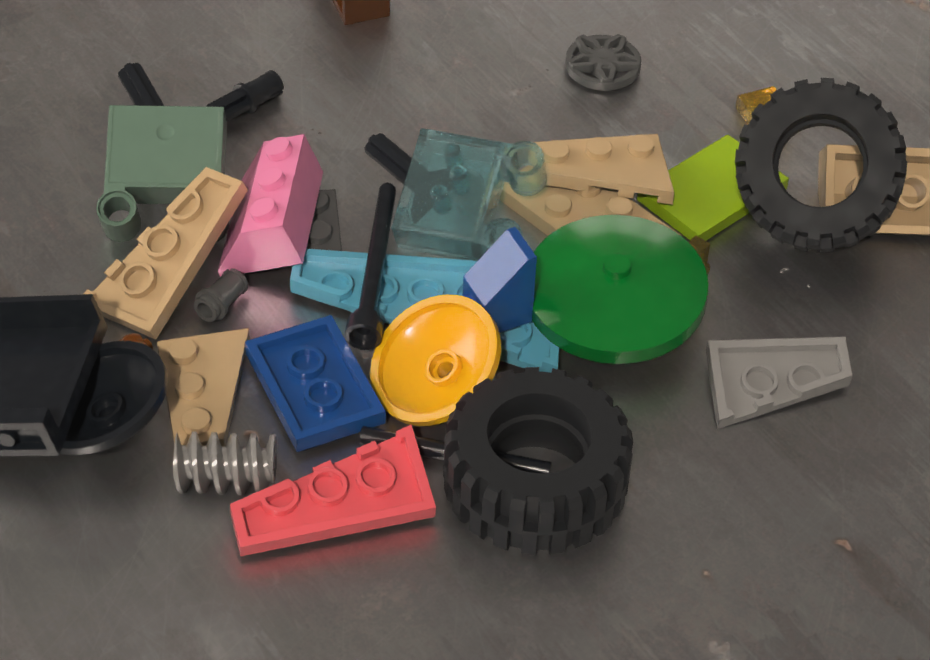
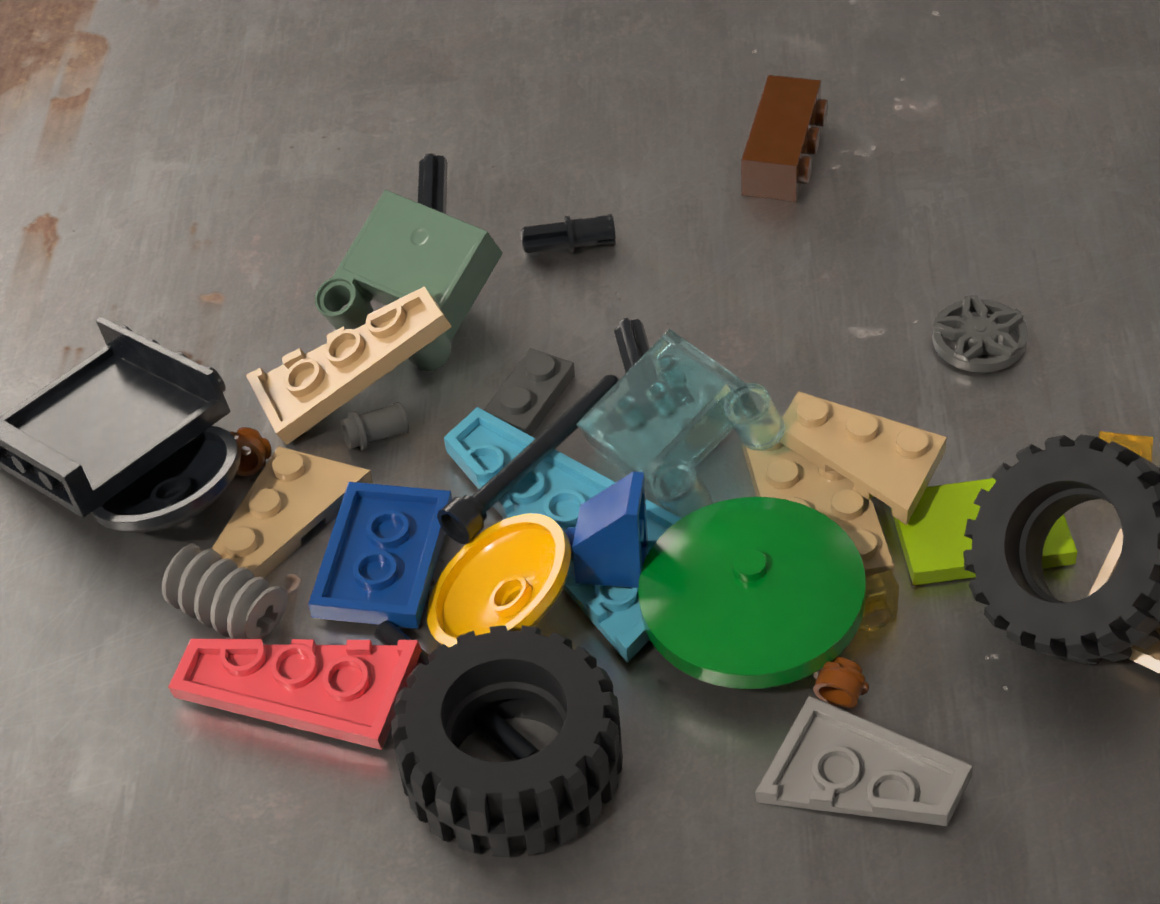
camera: 40 degrees right, 0 degrees up
(278, 209) = (485, 356): bright pink slope -> none
(715, 325) = (840, 683): none -> dark orange plate

